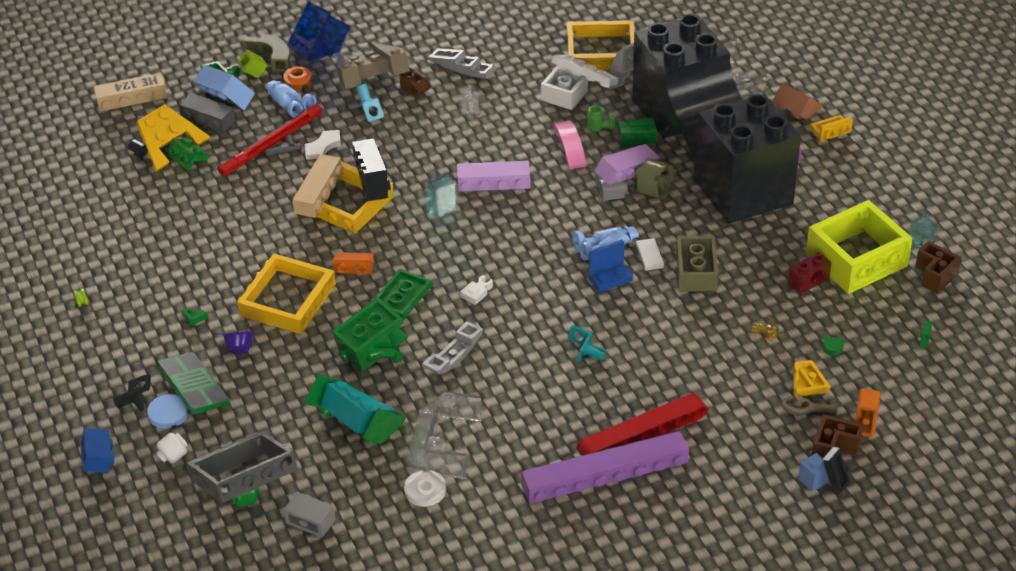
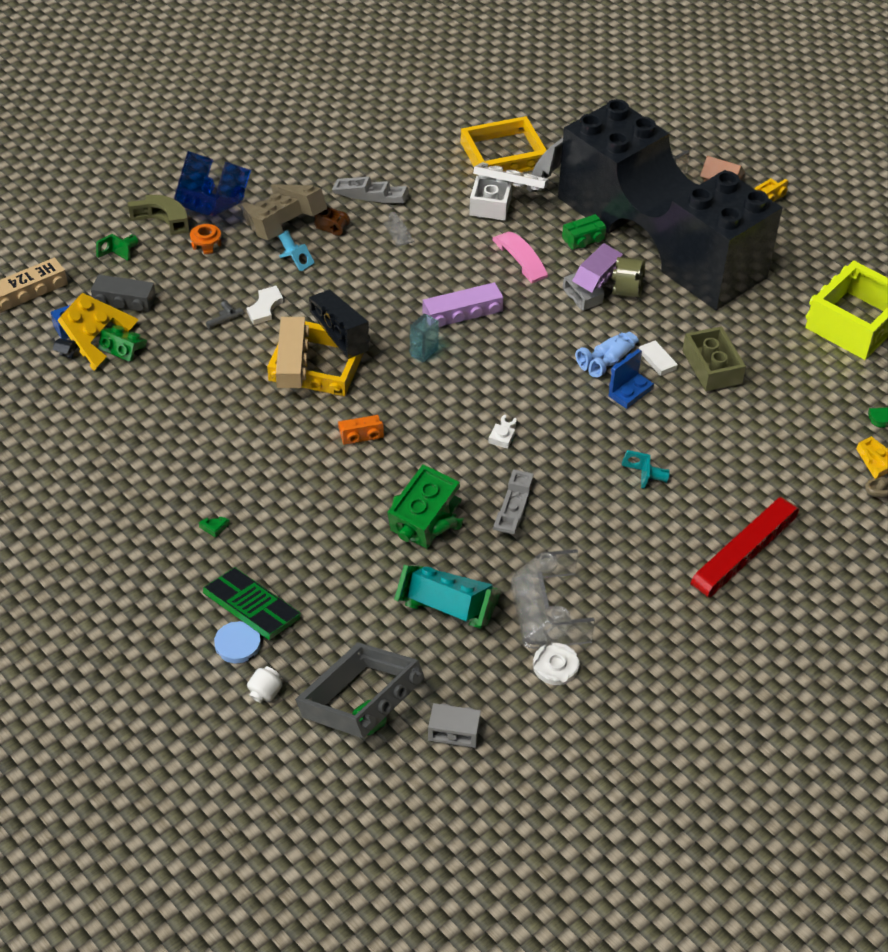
camera: 20 degrees left, 5 degrees up
(80, 297) = (78, 532): lime bush -> none
(96, 450) = (182, 708): blue brick -> none
(134, 394) = (195, 632): black bracket -> none
(223, 86) = (130, 260): light blue wedge -> none
(238, 341) = (280, 545): dark purple piece -> none
(252, 64) = (150, 230): lime brick -> none
(269, 140) = (205, 312): red piece -> none
(278, 318) = (305, 507): yellow window -> none
(289, 98) = (207, 261): light blue piece -> none
(404, 292) = (428, 448): green tile -> none
(596, 121) = (536, 225): bright green piece -> none
(604, 467) = (729, 598): medium lavender brick -> none
(765, 327) = (816, 412): clear yellow arm -> none
(809, 273) = (823, 346): dark red brick -> none

